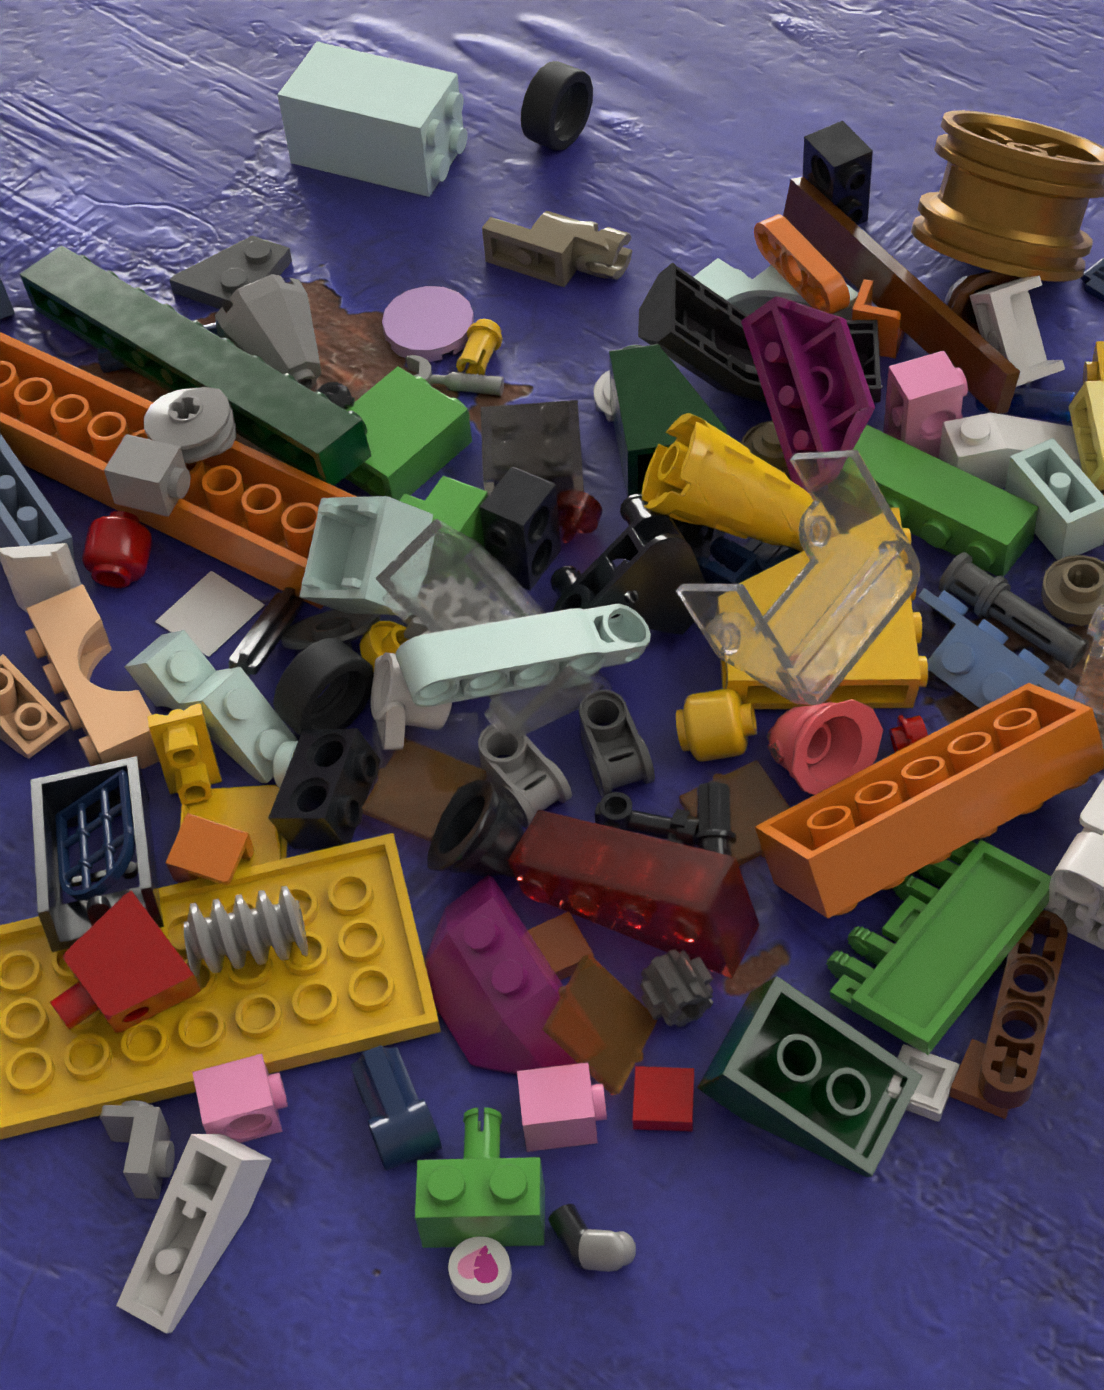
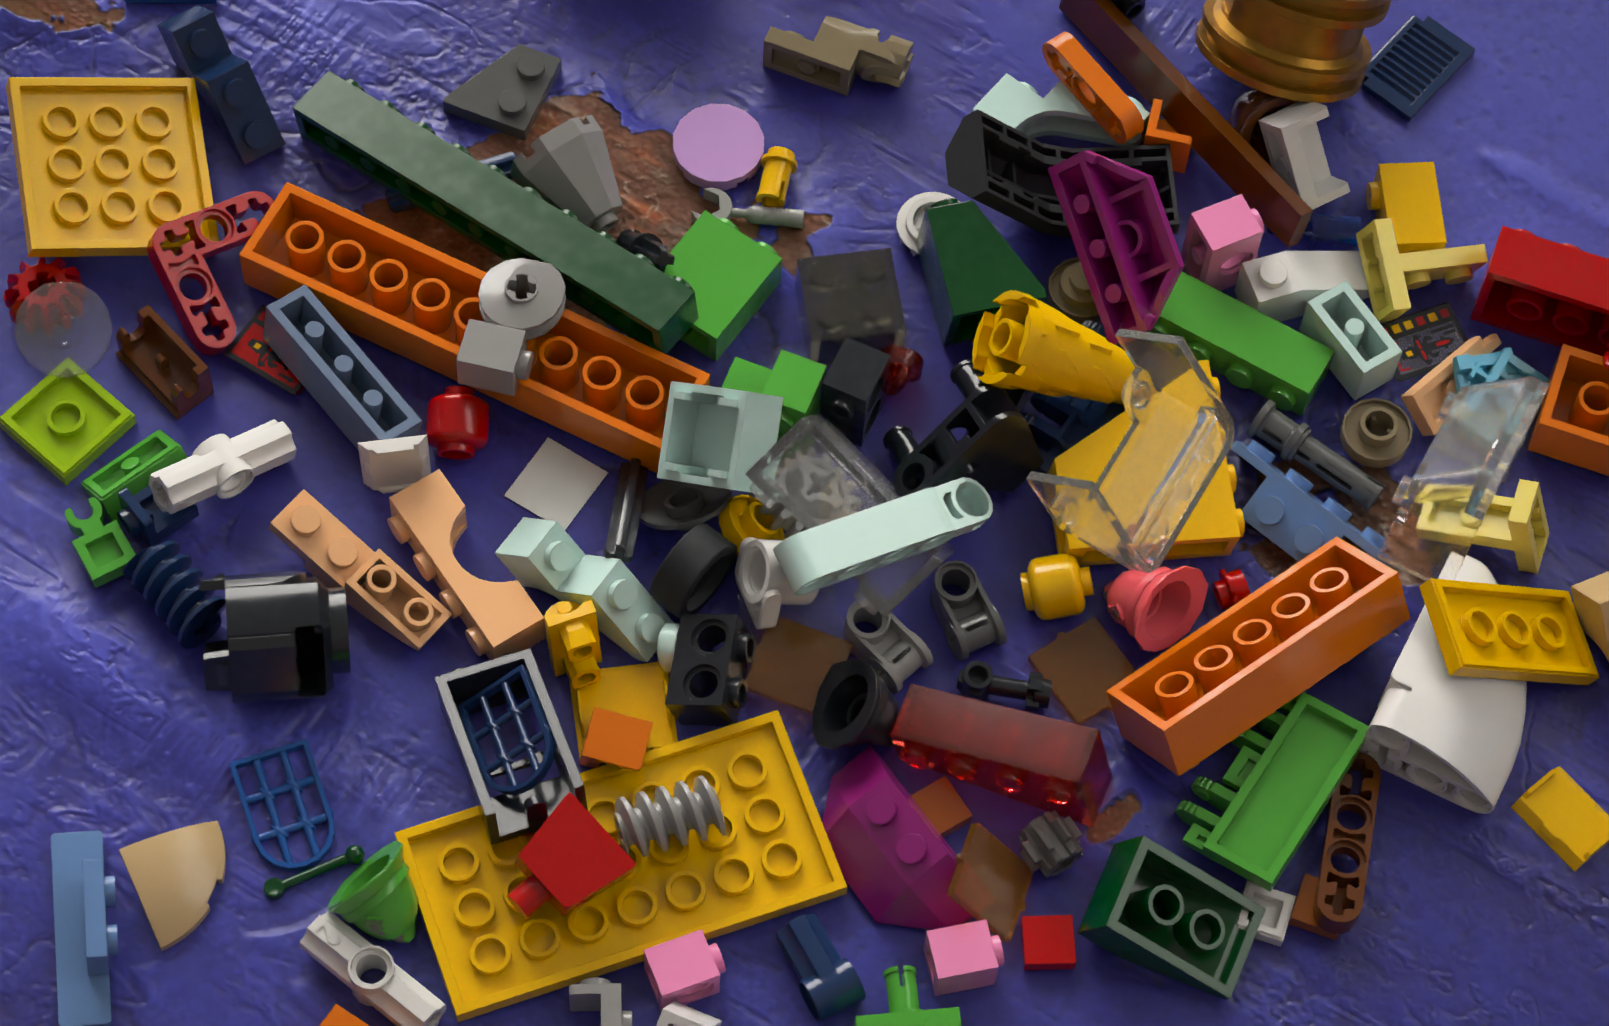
camera: 15 degrees left, 10 degrees up
(714, 818) = (1067, 686): black axle -> none

